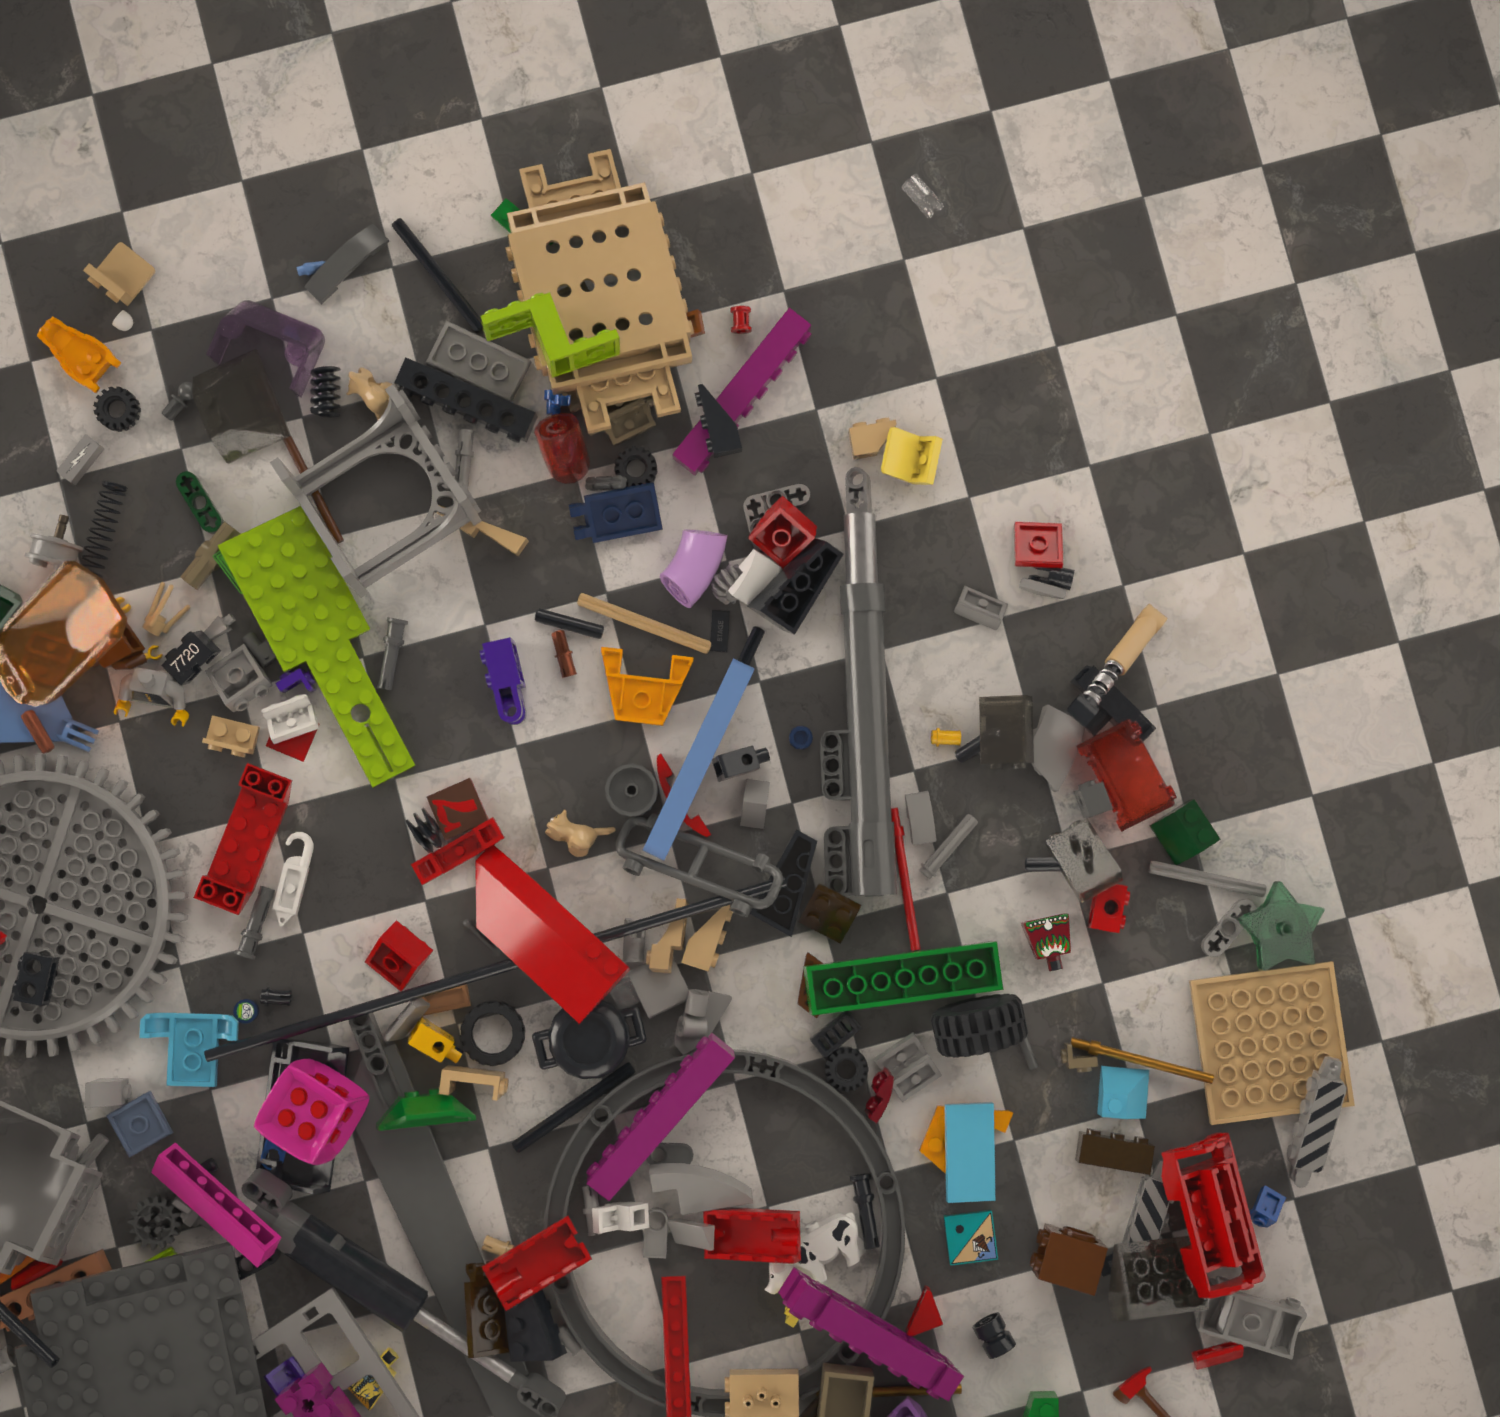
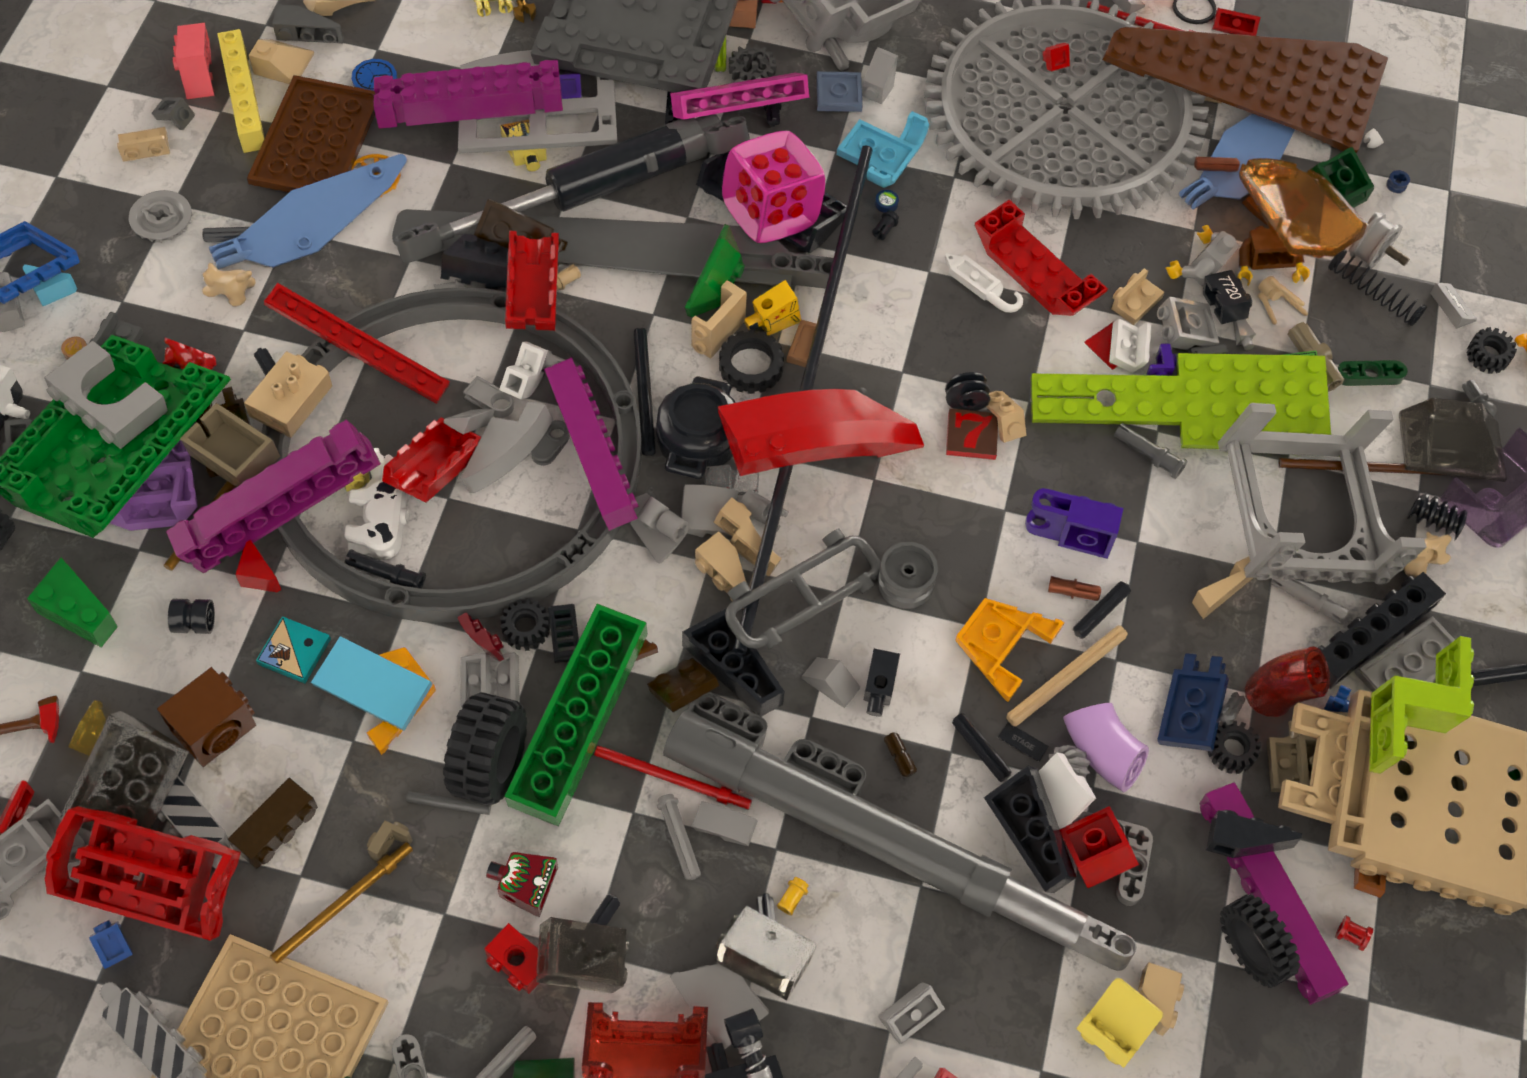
camera: 115 degrees right, 25 degrees down
(42, 981) = (1004, 71): black brick -> none
(252, 933) = (951, 232): dark grey pin -> none
(398, 955) = (867, 325): red slope -> none
(407, 1019) = (807, 302): light grey slope -> none
(424, 790) = (1009, 416): none -> tan bracket
(458, 851) = (932, 411): red slope -> none
(577, 836) = (888, 512): tan animal -> none
(664, 773) = (876, 608): red slope -> none
(698, 759) = (905, 639): medium blue beam -> none
(790, 713) = (898, 749): none -> dark brown piece
(797, 382) = (1267, 965): none -> black tyre
(800, 737) = (872, 757): dark blue tile -> none
(1092, 798) = (640, 1000): dark grey brick -> none
(1123, 1092) = (323, 866): medium azure slope -> none
(1125, 1343) = (89, 729): none -> clear yellow slope

